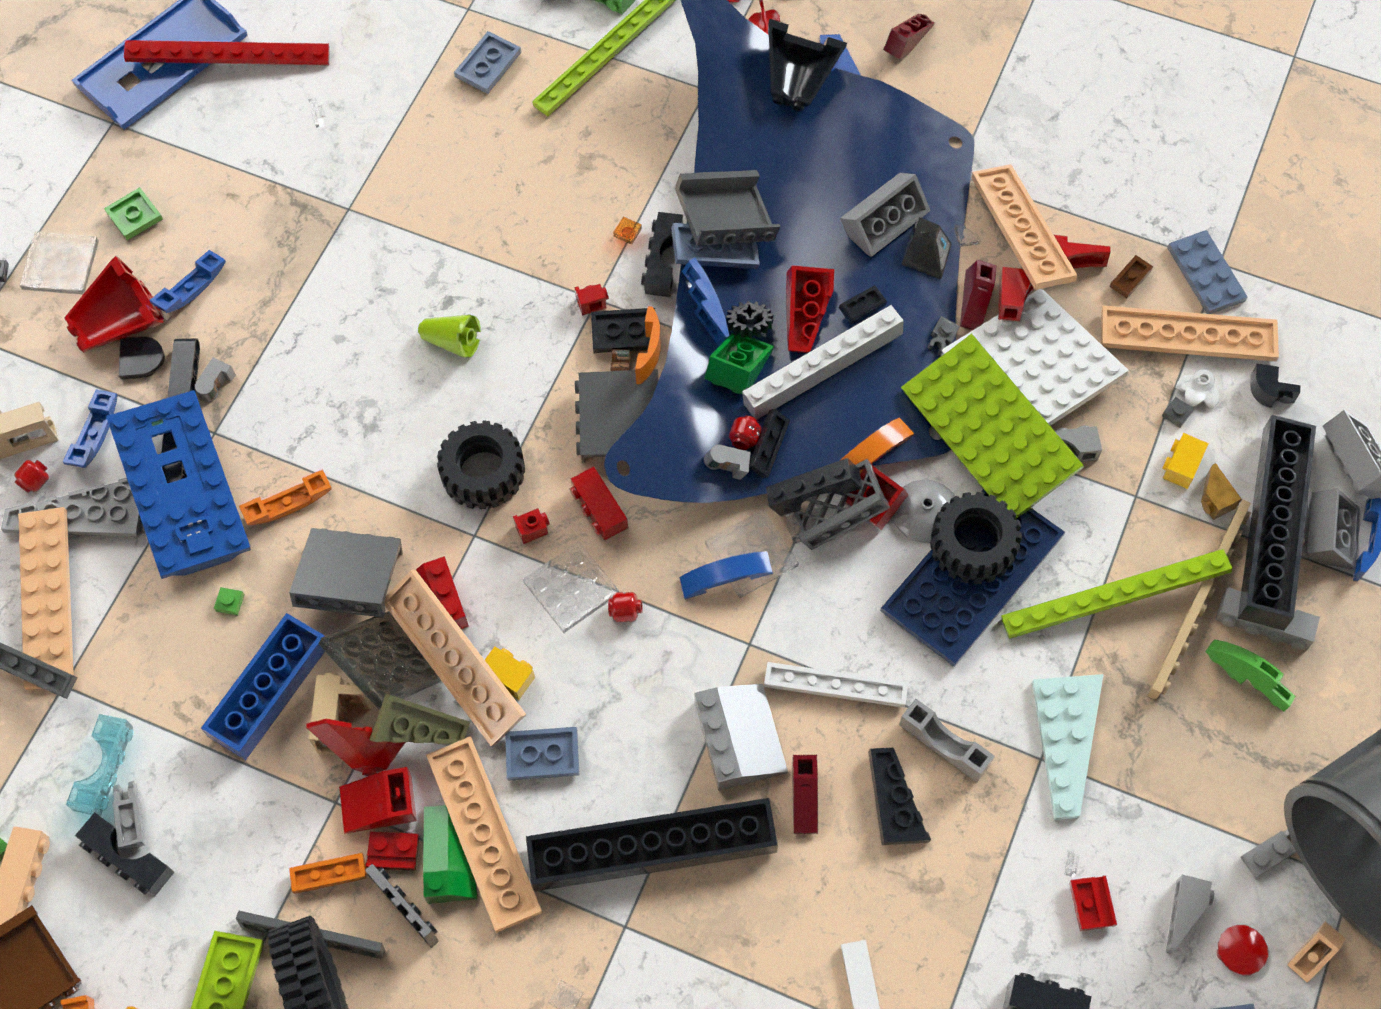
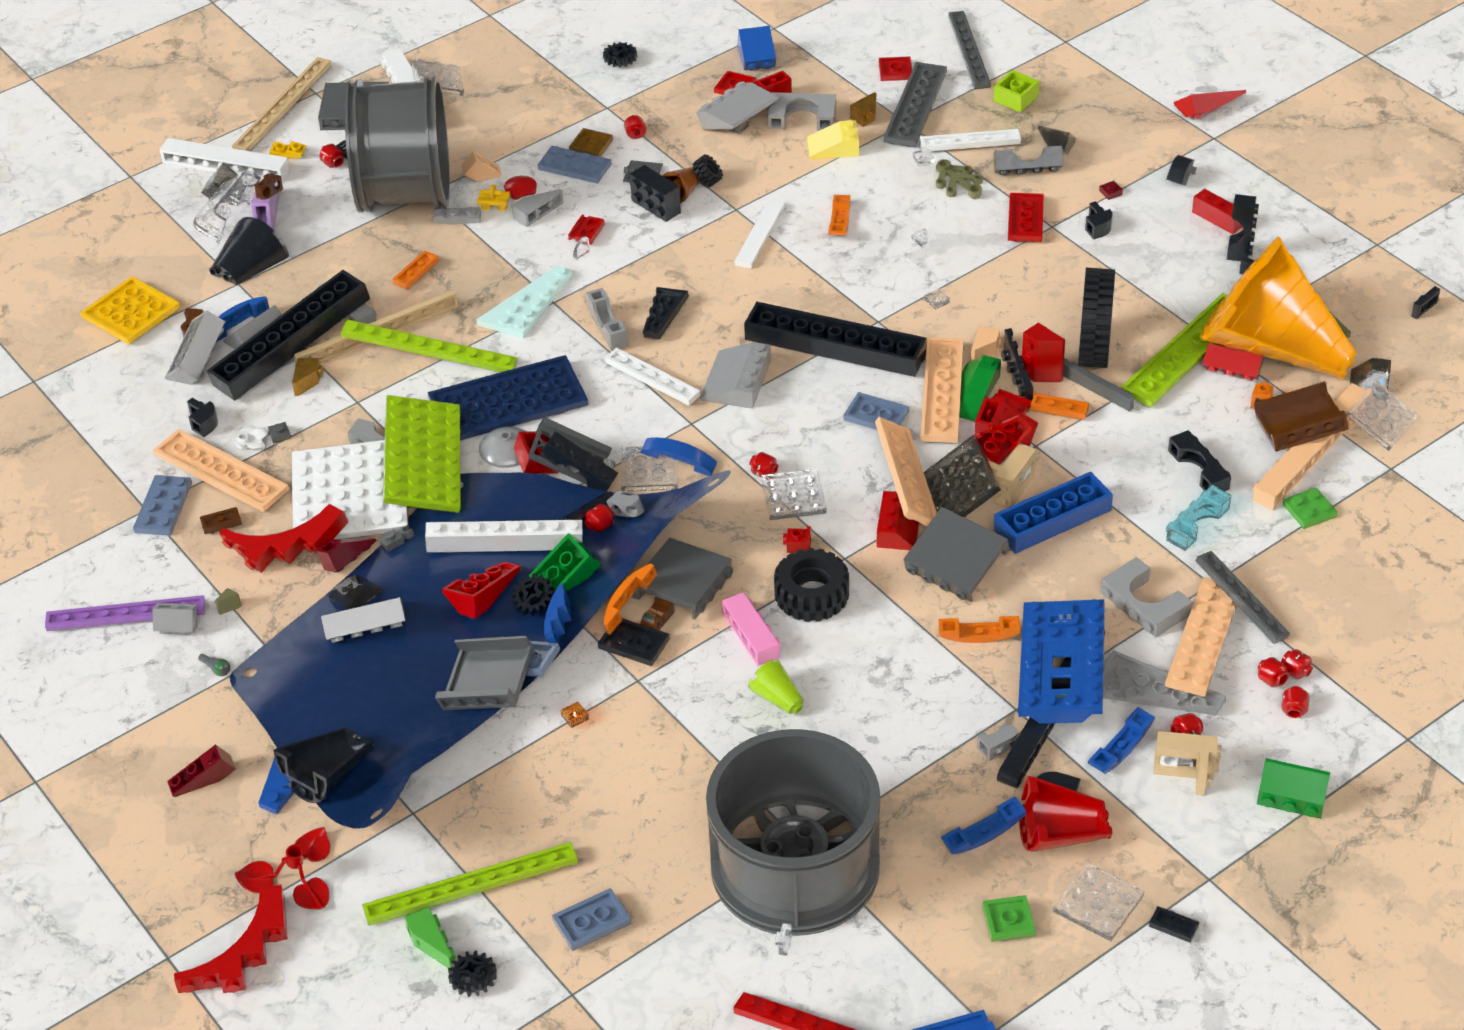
camera: 150 degrees left, 20 degrees down
(107, 598) = (1153, 617): none -> light grey arch
(128, 818) = (1189, 482): light grey hinge -> none
(229, 601) = (1057, 585): bright green plate -> none
(346, 197) = (794, 868): none -> dark grey wheel
(372, 920) = (1043, 354): none -> red slope
(411, 722) = (953, 437): olive wing -> none
(464, 938) = (986, 342): none -> light nougat slope
(512, 673) = (872, 461): yellow brick -> none
(517, 393) = (751, 629): none -> bright pink brick
(591, 298) = (643, 672): red brick -> none
(598, 503) = (739, 533): red brick -> none
(659, 276) = (544, 697): black arch -> none
(805, 794) = (714, 332): dark red slope -> none
(862, 304) = (440, 564): black plate -> none
(880, 442) = (512, 472): orange slope -> none
(965, 236) = (311, 599): clear tile -> none
(980, 511) = (498, 411): black tyre -> none
(987, 132) = (218, 665): none -> dark grey piece
(1024, 227) = (268, 569): light nougat plate -> none
(1040, 193) = (228, 601): none -> olive slope
(1067, 149) = (175, 618): none -> light grey brick
(1120, 143) = (113, 613): none -> medium lavender plate
(1185, 460) = (306, 399): yellow brick -> none
(1241, 720) = (415, 270): none -> orange plate
(1245, 665) = (386, 284): bright green slope -> none
(1250, 893) = (493, 197): none -> yellow hips

